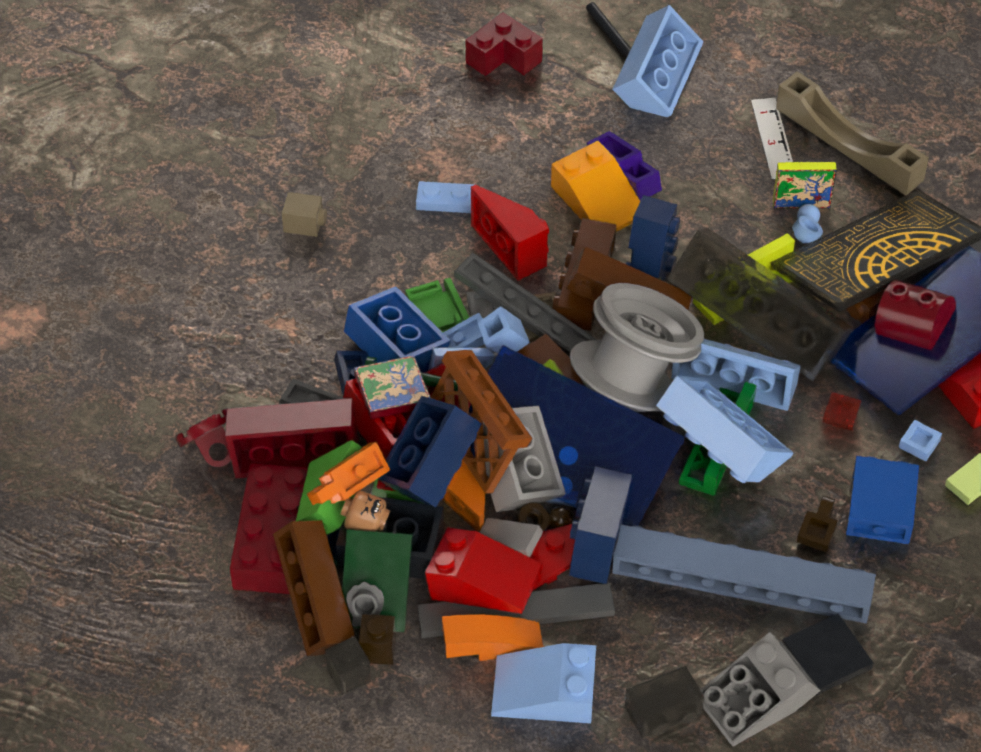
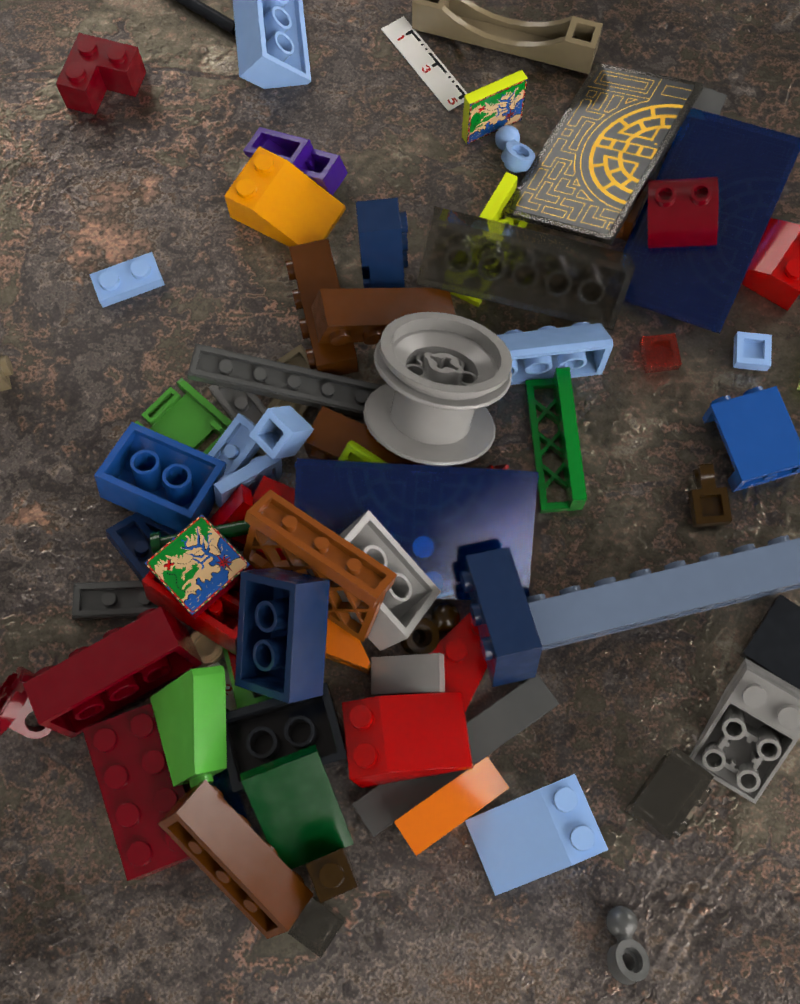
camera: 25 degrees left, 20 degrees up
(350, 475) = (212, 716): orange hinge -> none
(364, 600) = (301, 845): dark grey animal -> none
(365, 512) = (250, 746): medium nougat head -> none
(510, 232) = (221, 295): red slope -> none
(722, 429) = (571, 442): light blue slope -> none

